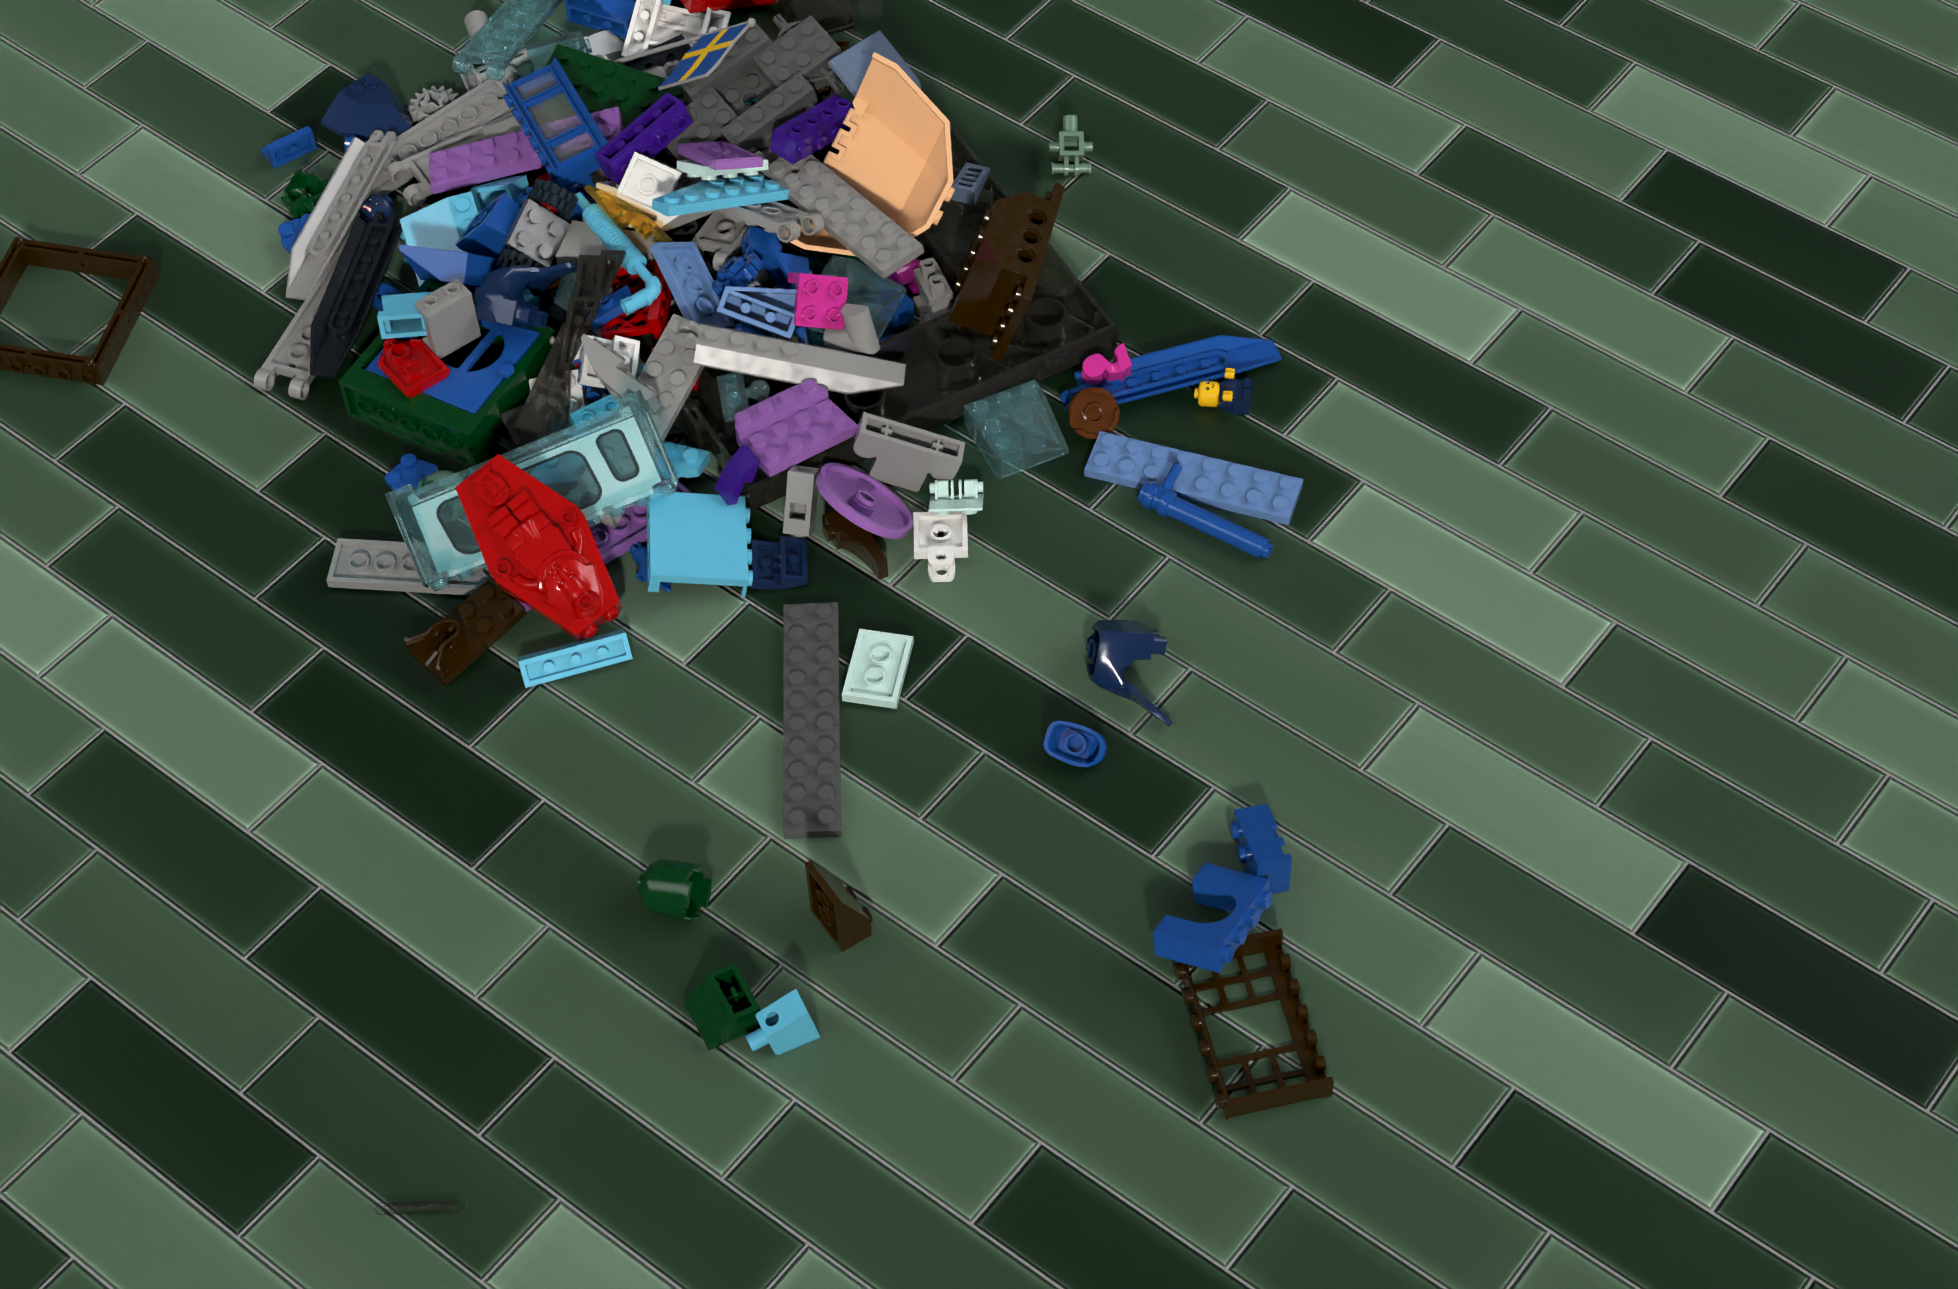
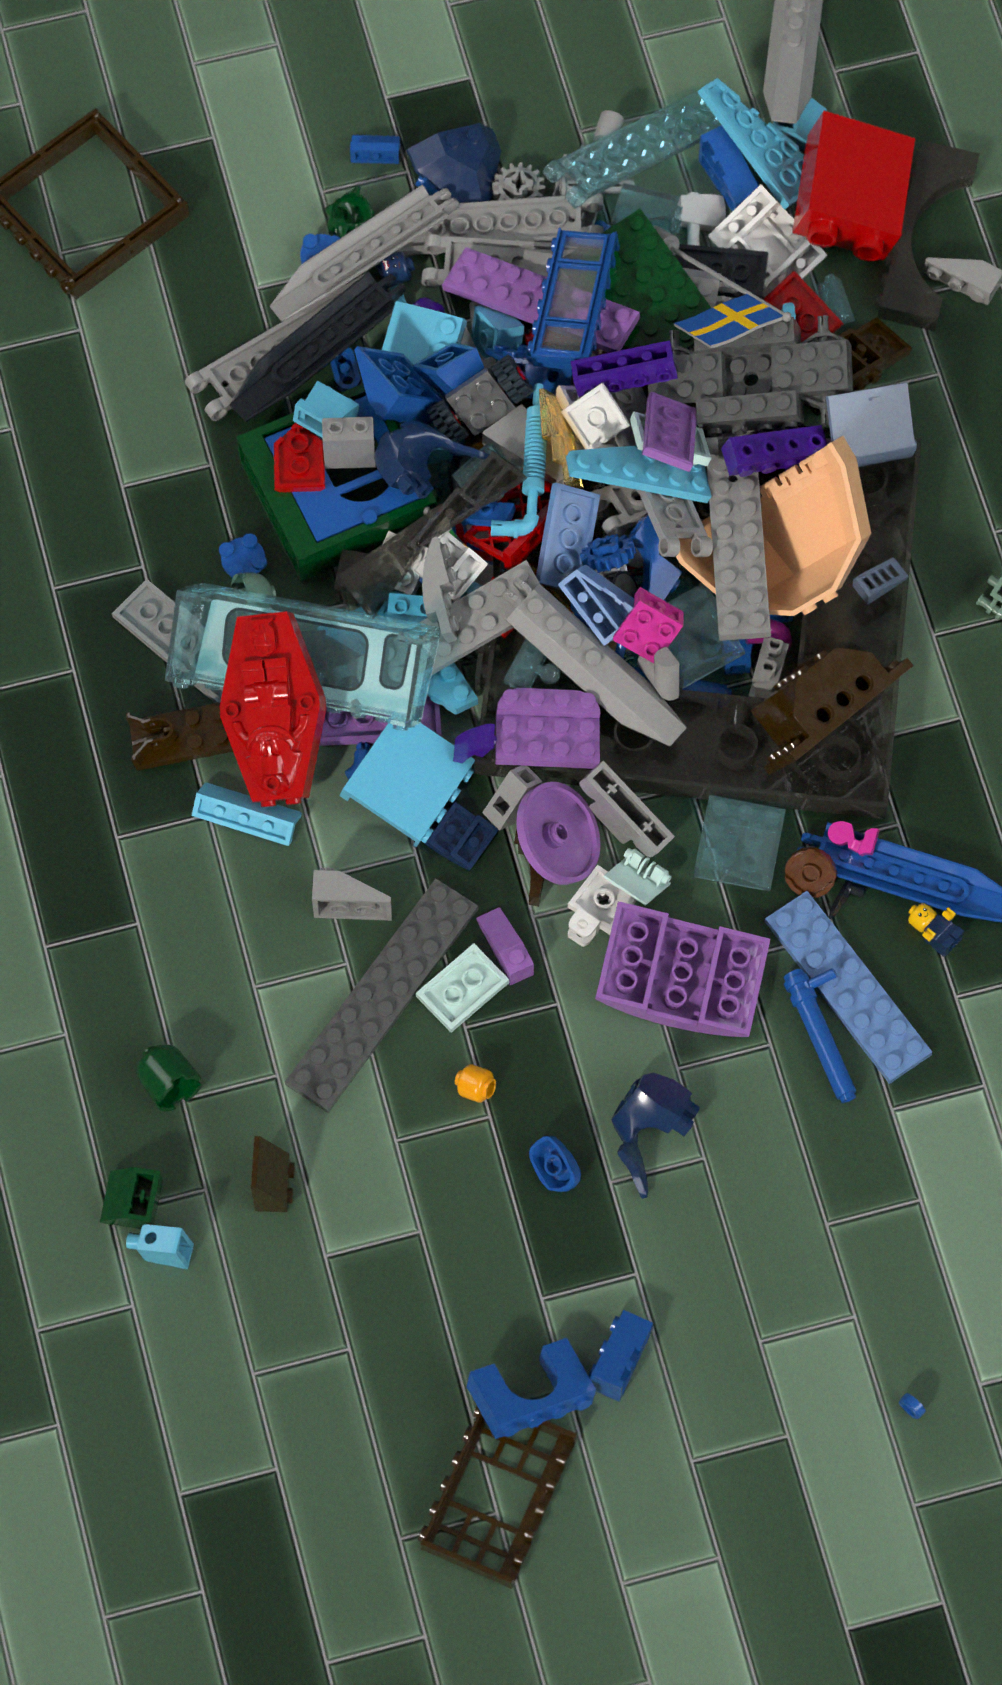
camera: 35 degrees right, 15 degrees up
(722, 657) = (344, 897): none -> light grey slope
(889, 615) = (506, 946): none -> medium lavender slope
(952, 729) = (475, 1083): none -> light orange head
(1056, 543) = (682, 972): none -> medium lavender slope
(1130, 413) = (847, 888): none -> black bar
(1528, 731) = (912, 1406): none -> blue tile

